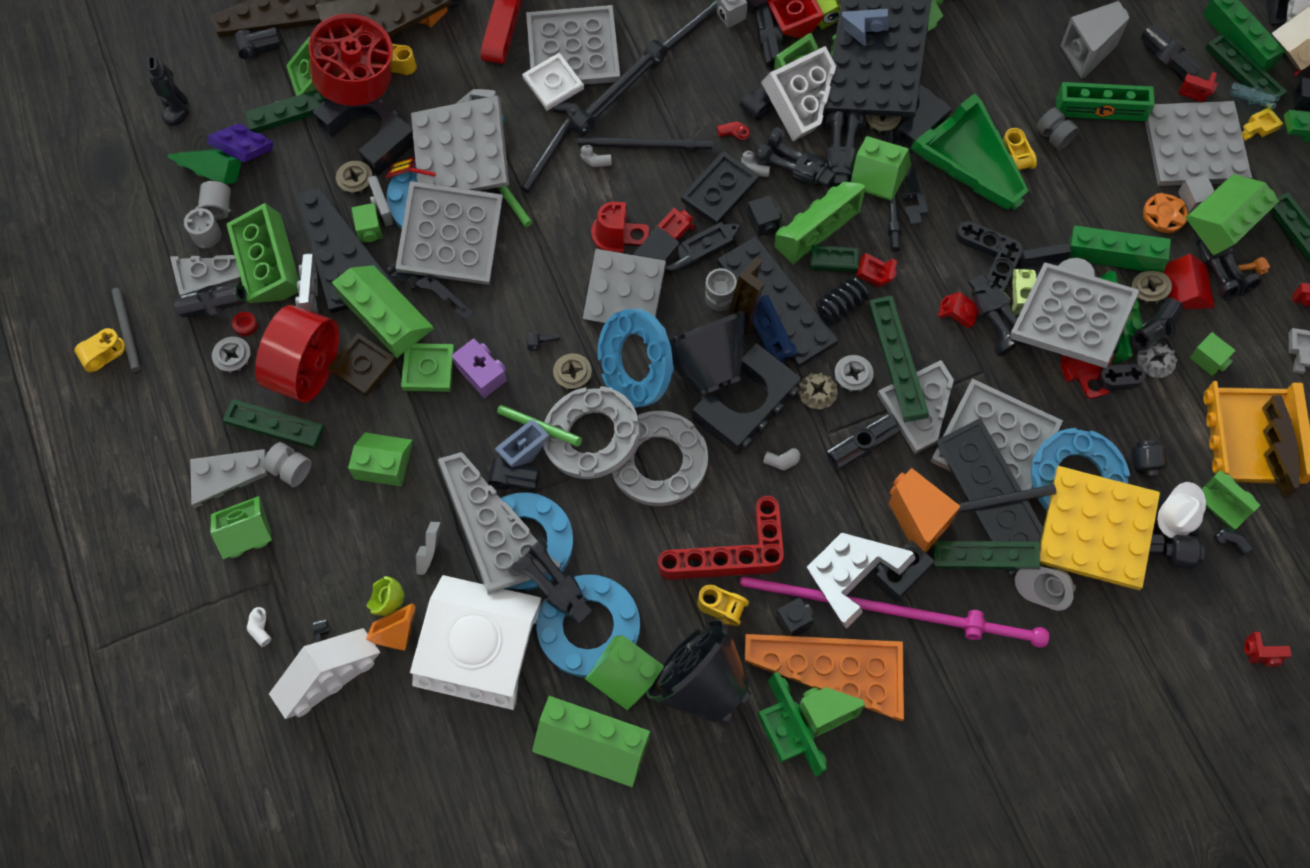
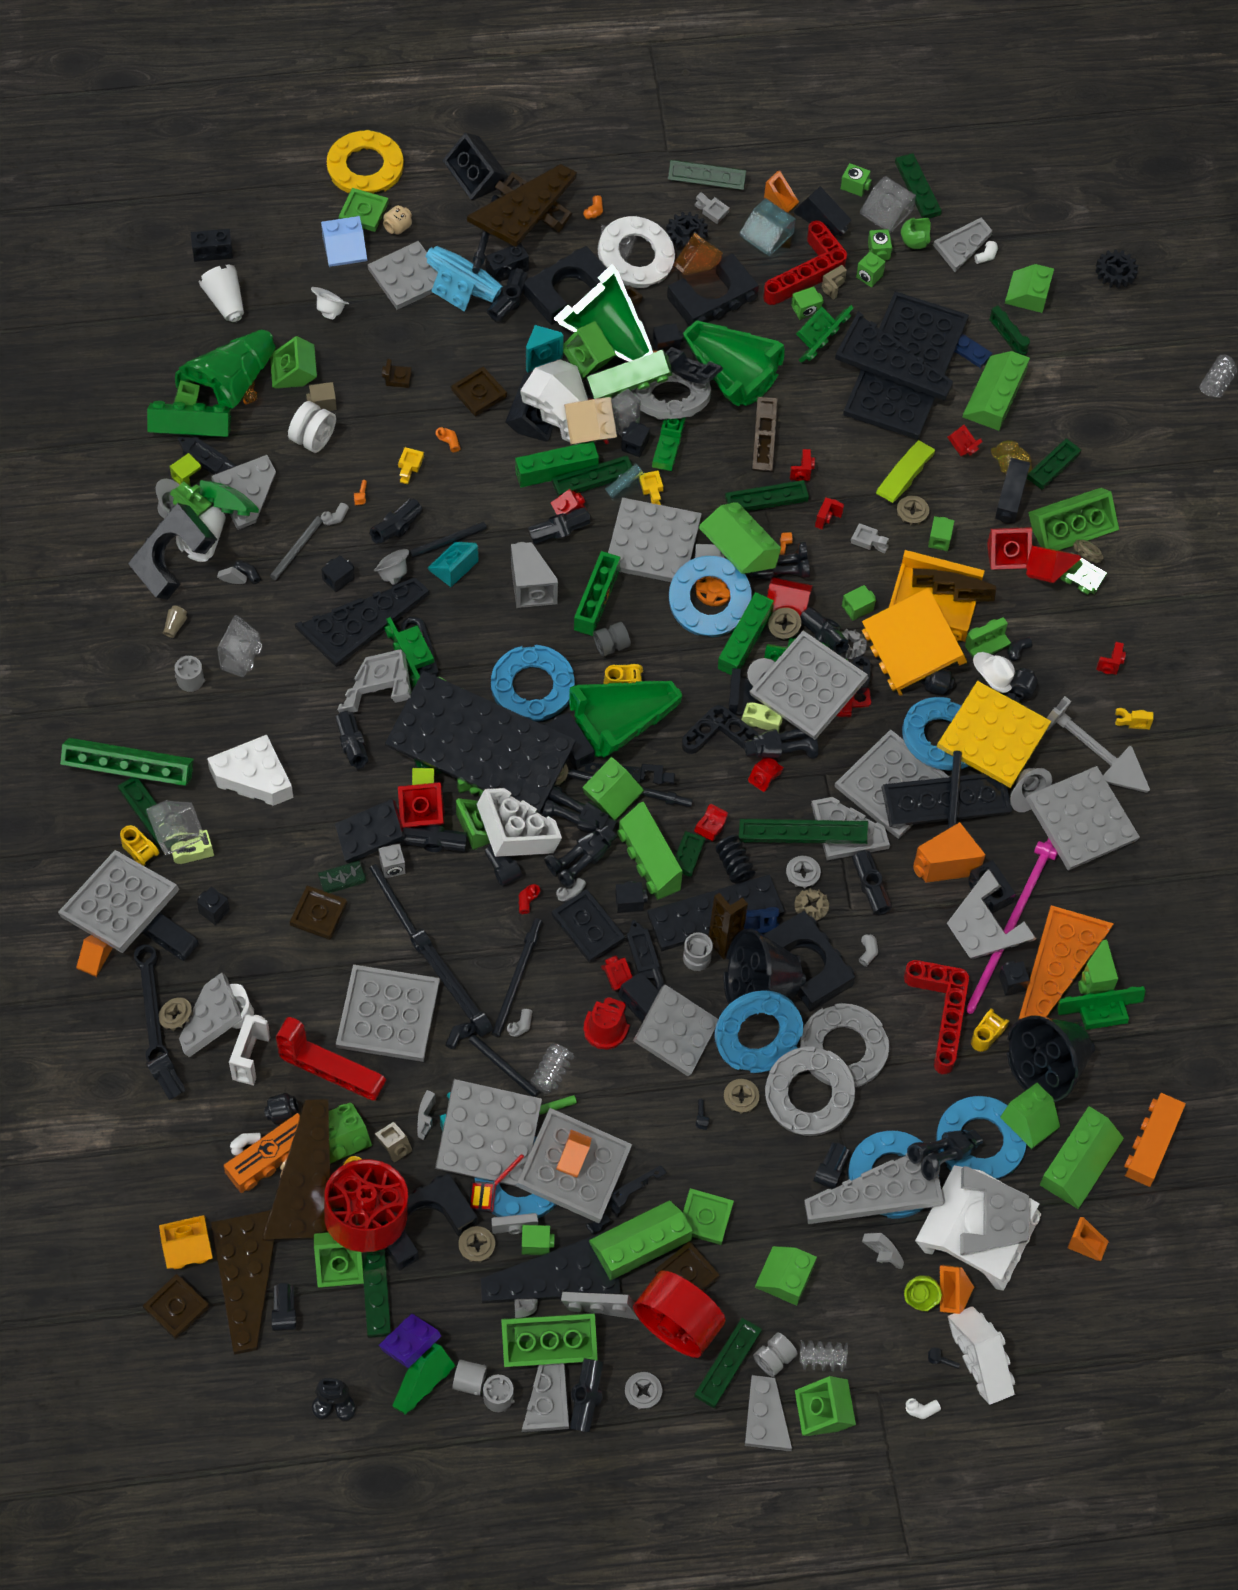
camera: 80 degrees left, 5 degrees down
(98, 350) = (608, 1515): yellow piece -> none
(126, 330) = (586, 1487): dark grey bar -> none
(245, 324) = (611, 1374): red tile -> none
(292, 512) = (823, 1356): none -> clear piece
(296, 231) = (525, 1307): none -> light grey tile
(437, 37) = (346, 1132): none -> bright green bracket
(441, 82) = (394, 1141): none -> dark tan bracket
(458, 224) = (574, 1153): none -> orange slope
(479, 367) = (713, 1180): medium lavender brick -> none
(479, 657) = (1003, 1217): none -> light grey wing
(489, 767) = (1088, 1240): none -> orange slope
(523, 445) = (808, 1147): sand blue slope -> none
(551, 430) = (792, 1132): bright green bar -> none
(552, 193) = (551, 1068): none -> clear piece
(553, 81) = (429, 1037): white tile -> none
(636, 822) = (1155, 1139): none -> orange brick
(860, 22) = (472, 753): sand blue slope -> none
(983, 50) = (539, 657): none -> dark azure plate
(987, 555) = (997, 817): dark green plate -> none
(1031, 655) = (1082, 818): none -> light grey plate
(1117, 695) = (1123, 771): none -> light grey piece
(1141, 175) = (690, 617): none -> dark azure plate
(1187, 416) = (912, 640): none -> light orange panel
(1195, 698) = (1137, 719): none -> yellow plate
(1198, 88) = (601, 518): red bracket -> none
(1205, 54) = (568, 502): none -> bracket

